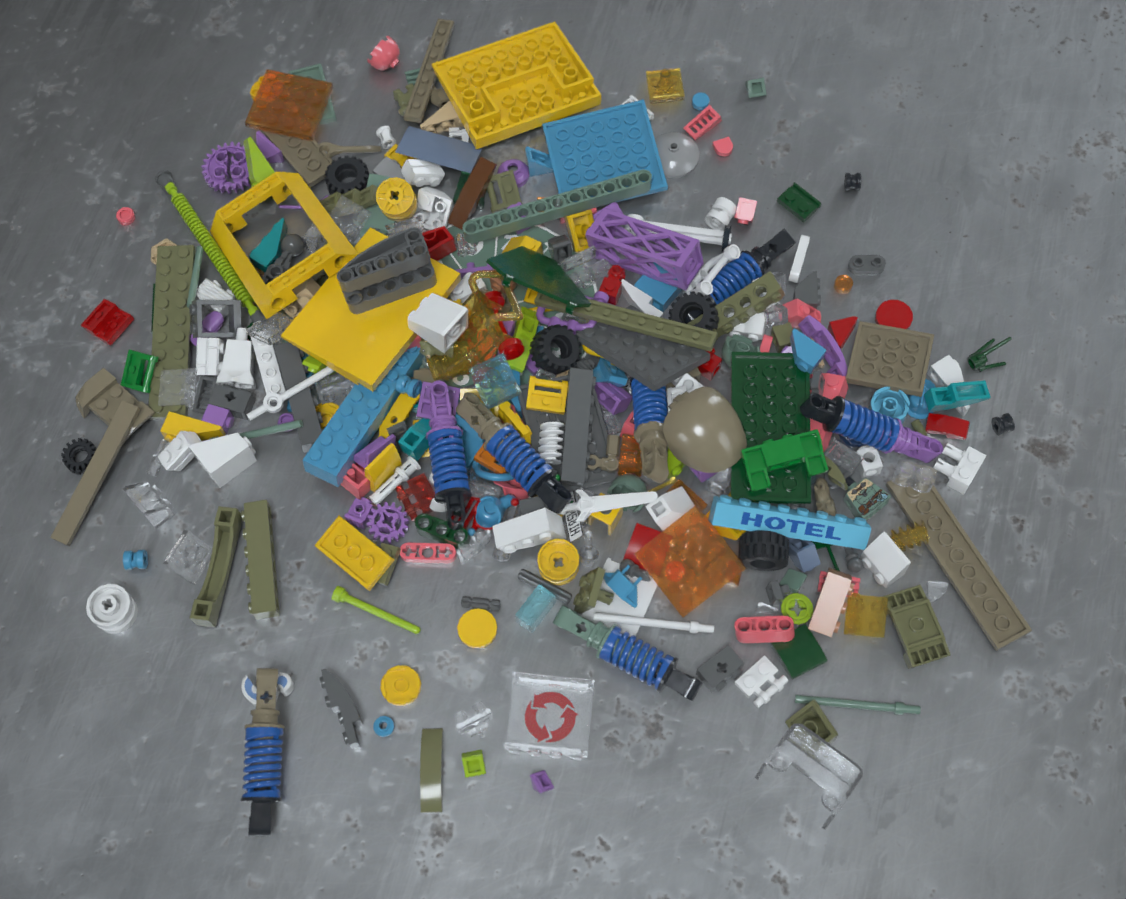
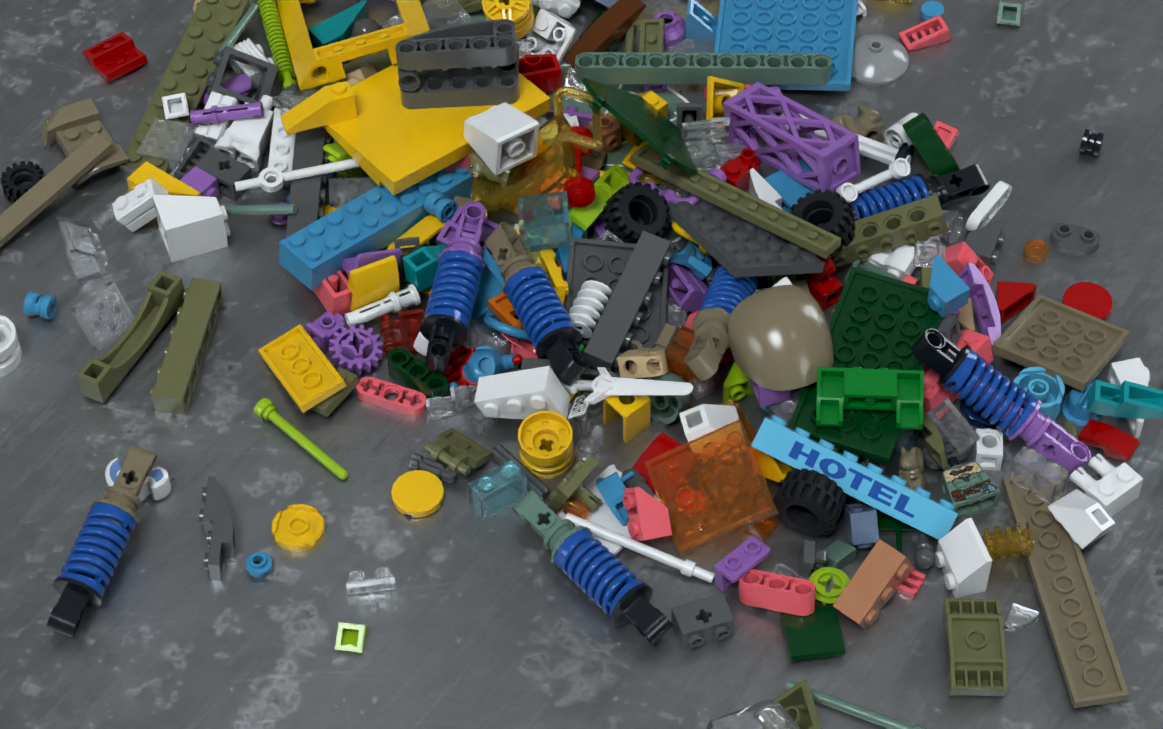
camera: 15 degrees right, 15 degrees down
(134, 371) = (126, 108): green plate -> none
(174, 357) = (175, 106): none -> white slope
(216, 354) = (218, 114): none -> medium lavender pin
(292, 336) = (324, 107): none -> yellow slope
(431, 770) = (294, 628): olive slope -> none
(496, 581) = (464, 450): none -> olive plate
(541, 782) = (426, 679): medium lavender slope -> none
(544, 400) = (601, 262): yellow plate -> none
(550, 716) = (469, 610): clear panel -> none
(600, 607) = (576, 507): none -> clear orange tile
(606, 475) = (642, 364): none -> tan leg
(652, 600) = (646, 515): none -> coral slope
(686, 216) = (862, 125): none -> dark tan animal
(723, 147) = (941, 66): coral tile -> none
(732, 614) = (740, 562): none -> medium lavender bracket
(744, 223) = (930, 145): none -> dark green beam
(756, 677) = (749, 646): white plate -> none
(799, 202) = (1014, 149): dark green plate -> none
(866, 615) = (914, 615): clear yellow hinge -> none
(955, 500) = (1081, 517): none -> white slope

